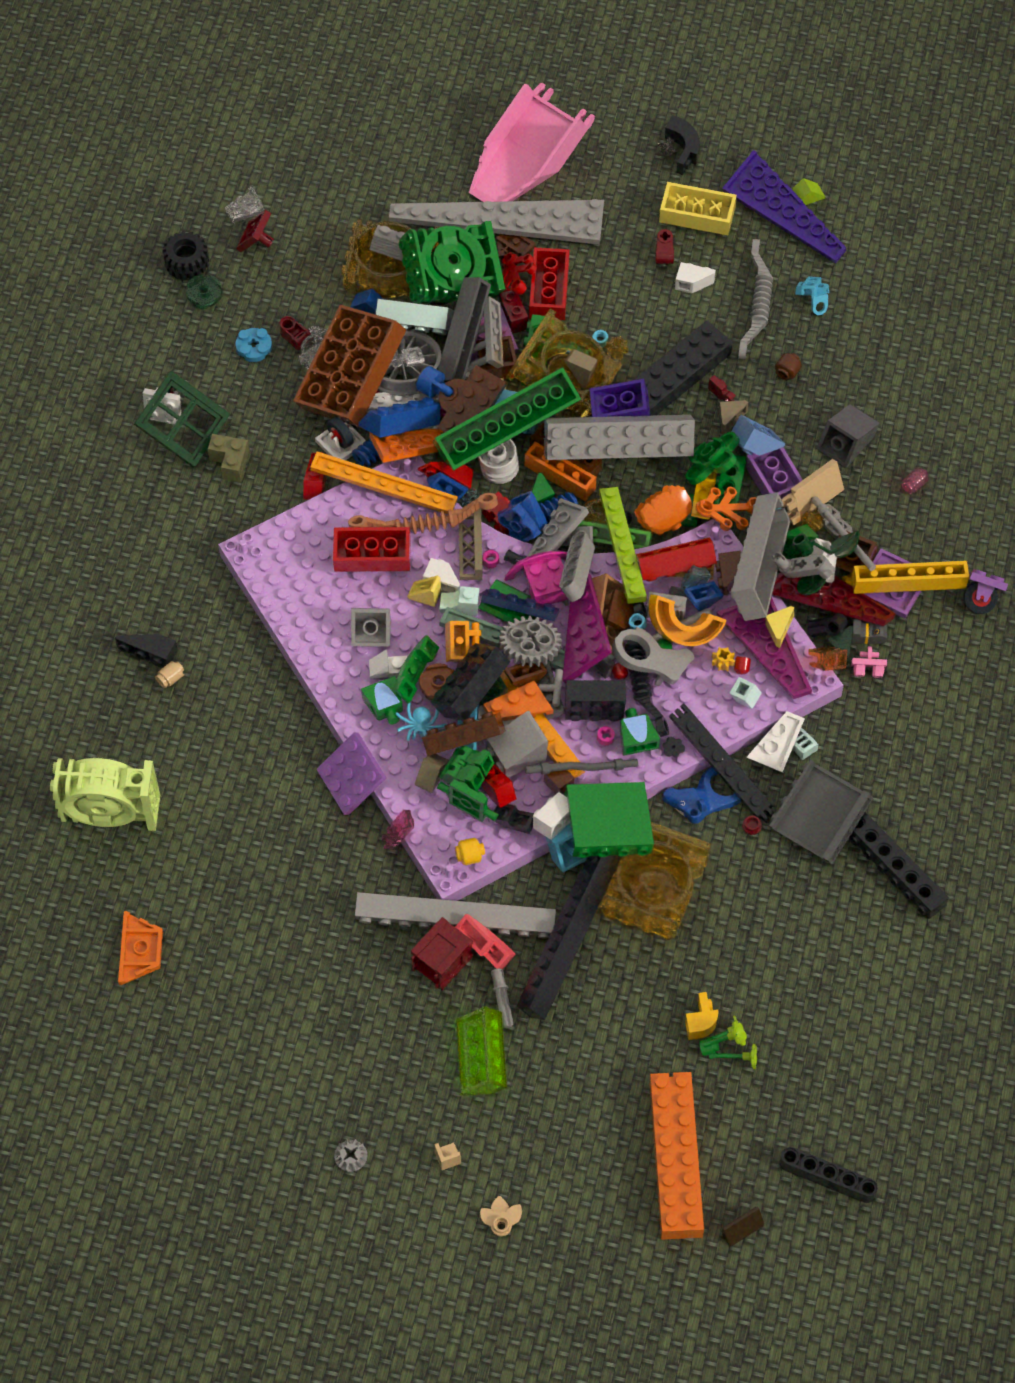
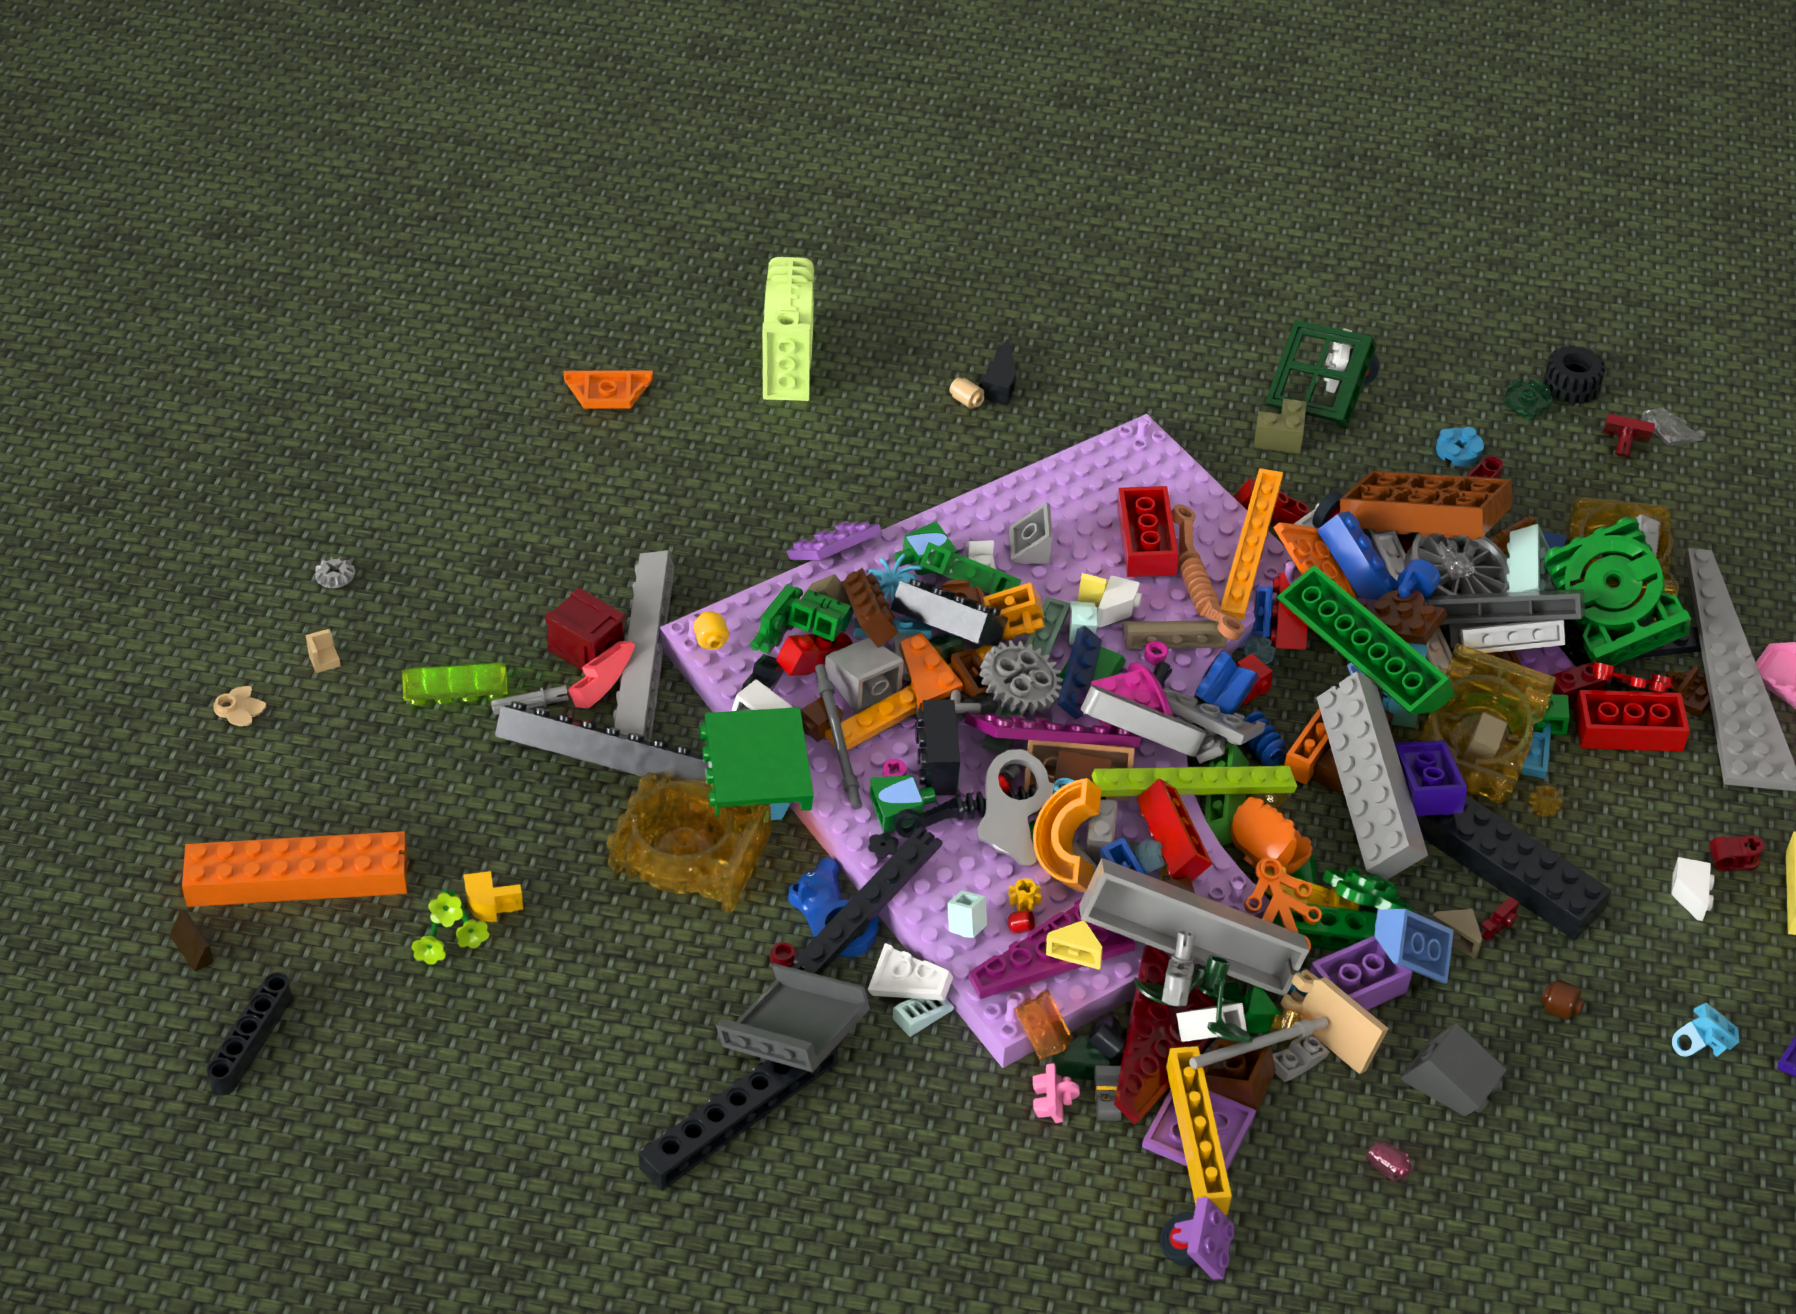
camera: 85 degrees right, 15 degrees down
(398, 829) = (753, 578): clear pink plate -> none
(500, 463) = (1320, 668): white wheel -> none
(542, 489) = (1286, 720): green slope -> none
(601, 333) = (1563, 780): medium azure axle -> none
(760, 302) = (1633, 964): light grey piece -> none

